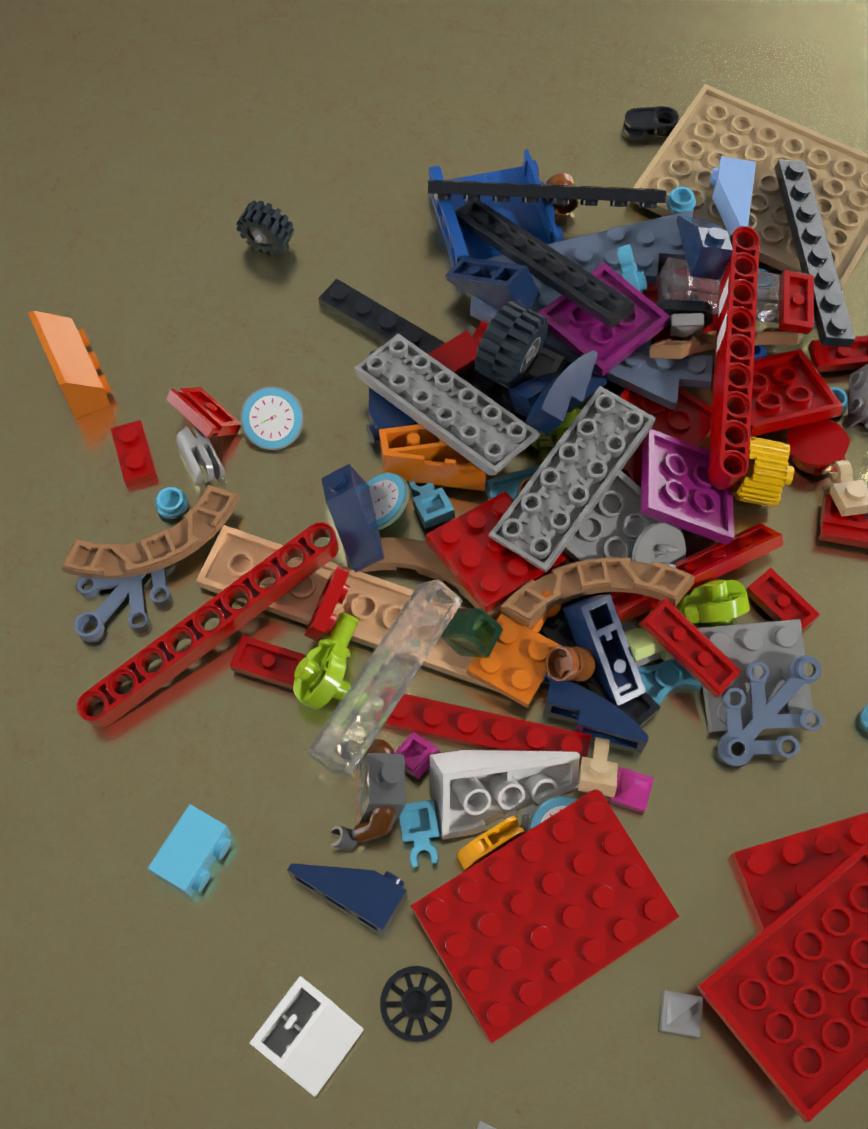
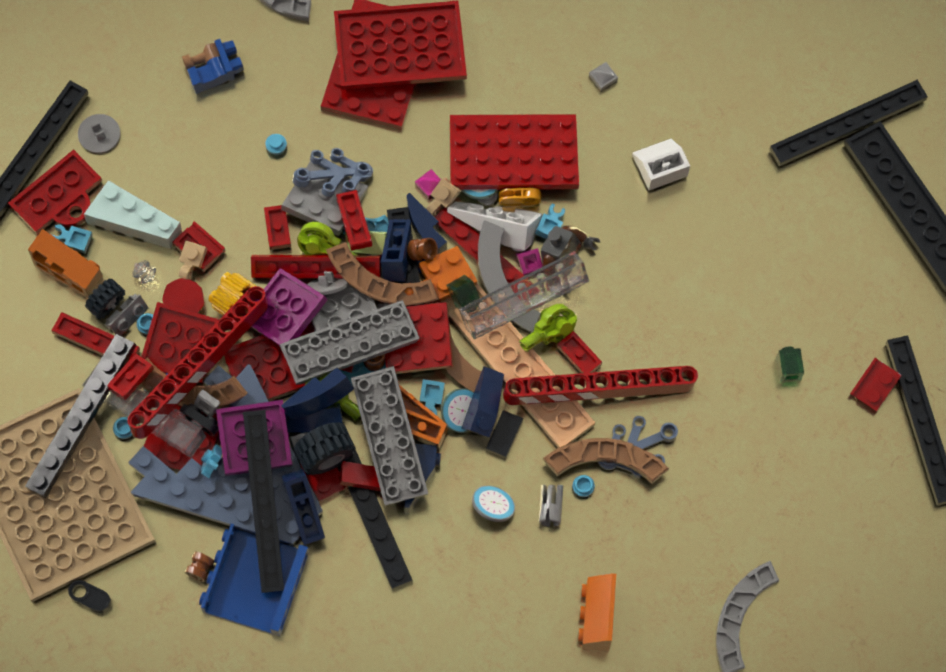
camera: 150 degrees left, 5 degrees up
(133, 453) = (589, 535): red plate -> none
(191, 851) = (673, 277): medium azure brick -> none
(203, 412) = (533, 531): red plate -> none
(265, 227) = (418, 647): black wheel -> none
(308, 505) = (504, 434): none -> black tile
(333, 593) = (531, 358): red plate -> none
(359, 892) = (599, 211): dark blue slope -> none
(415, 1003) = (600, 151): black wheel -> none
(464, 701) = (492, 272): none -> light grey tile
(558, 193) = (220, 554): black plate -> none
(680, 200) = (130, 506): medium azure plate -> none
(681, 1014) = (479, 78): light grey tile -> none
(705, 247) = (155, 447): dark blue slope -> none
(733, 191) = (93, 488): light blue slope -> none

